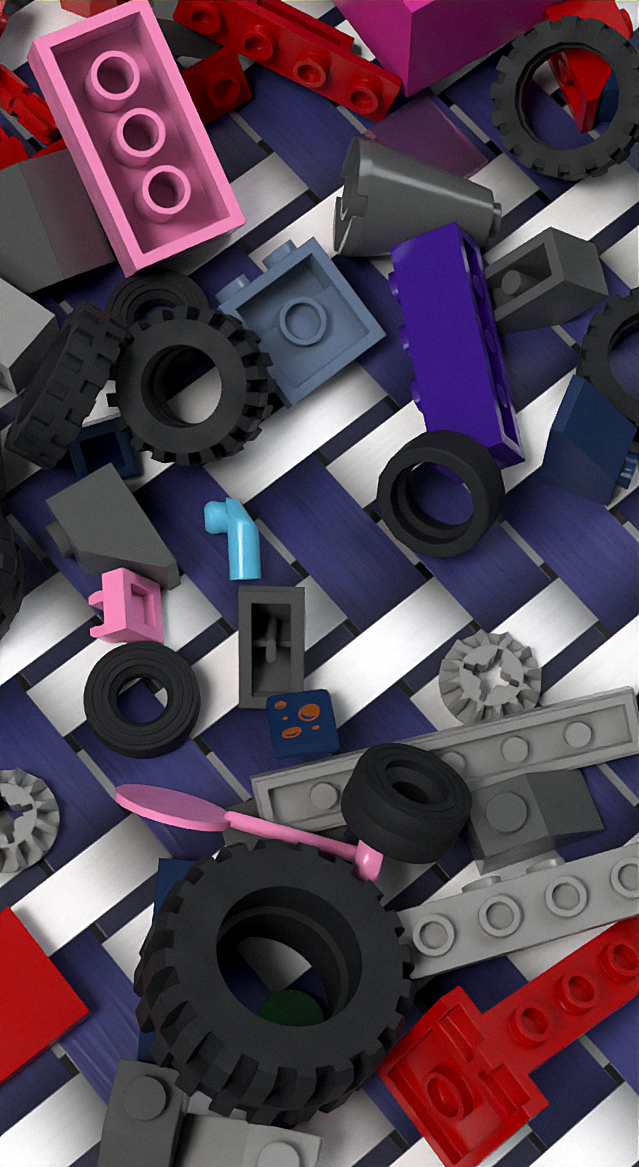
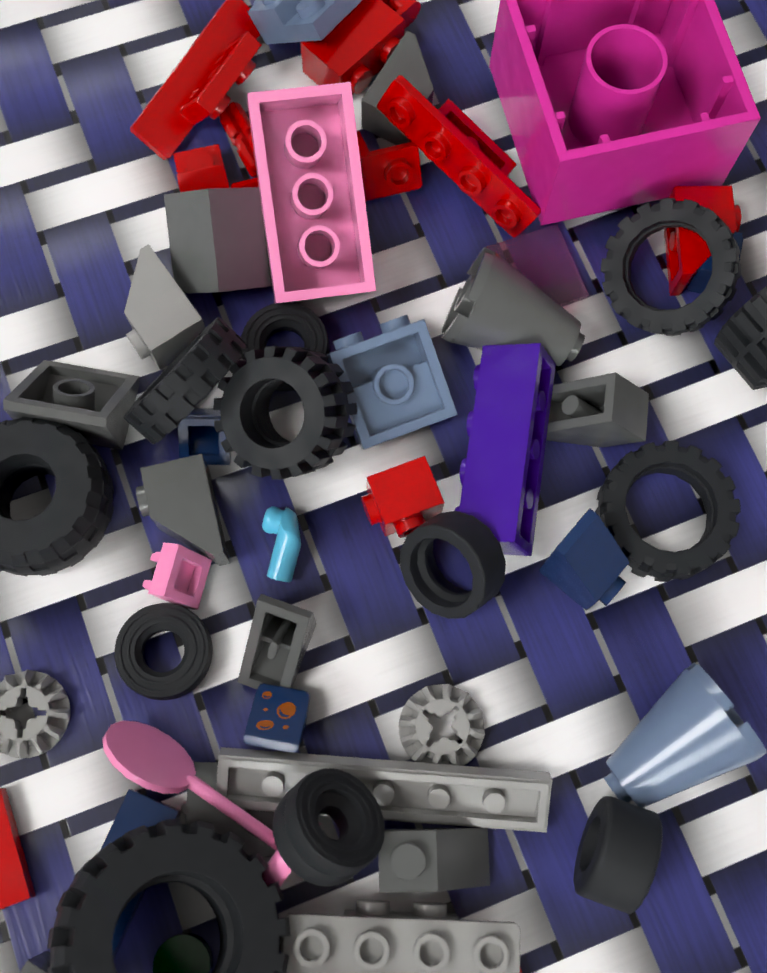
camera: 15 degrees right, 5 degrees up
(356, 443) = (402, 497): none -> red brick

